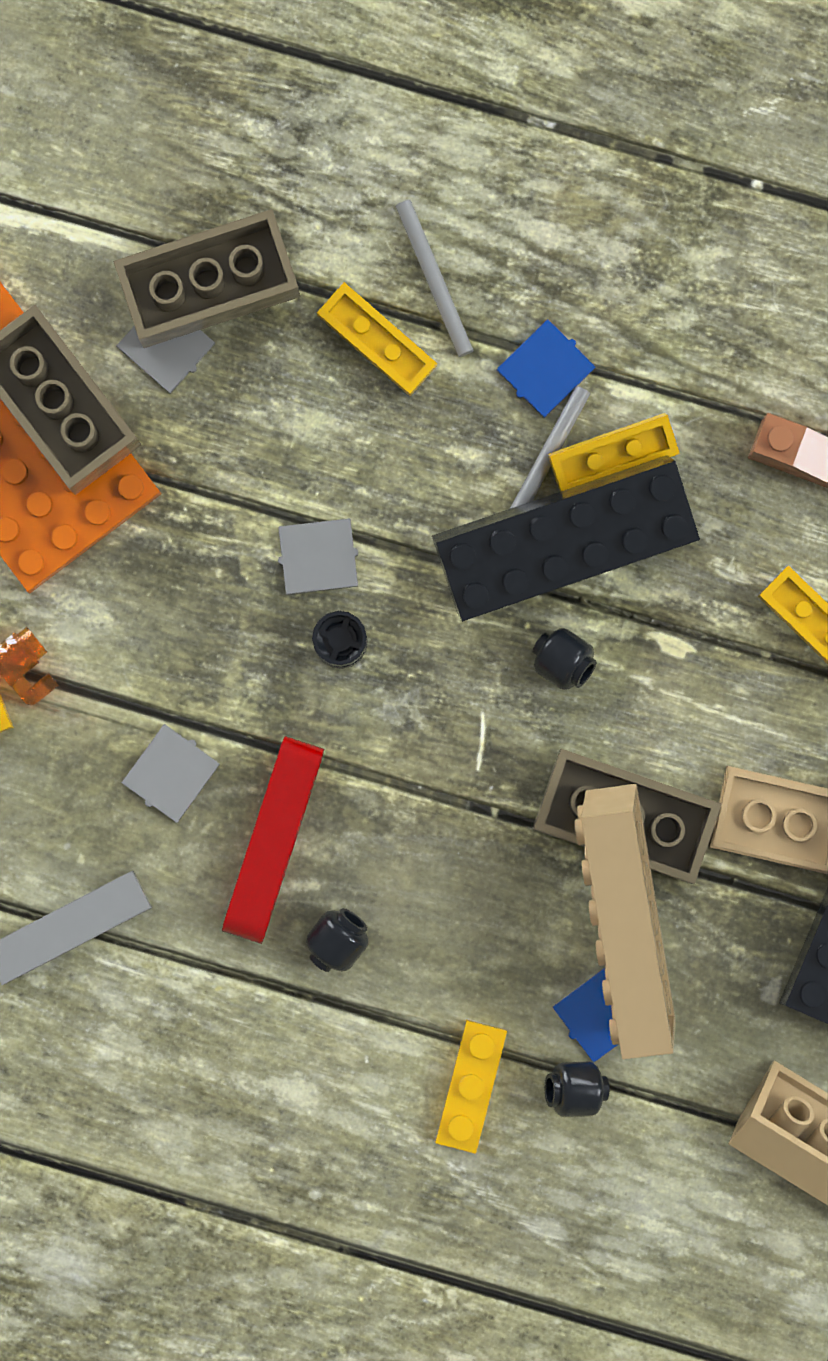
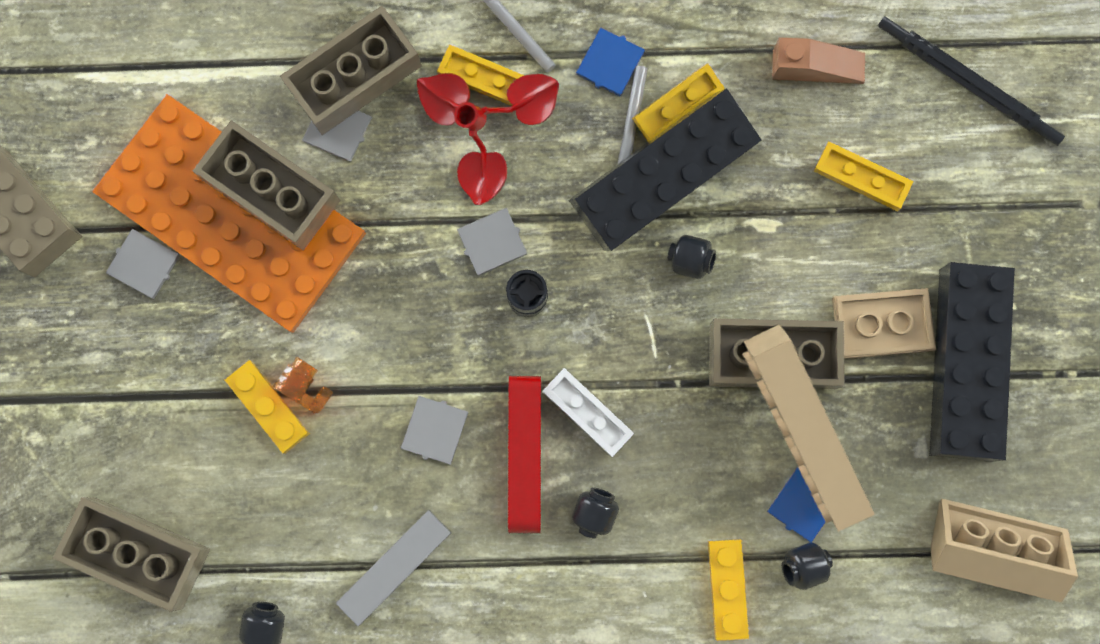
camera: 15 degrees left, 5 degrees down
(313, 354) = (446, 102): none -> red plant
(368, 813) = (588, 412): none -> white plate

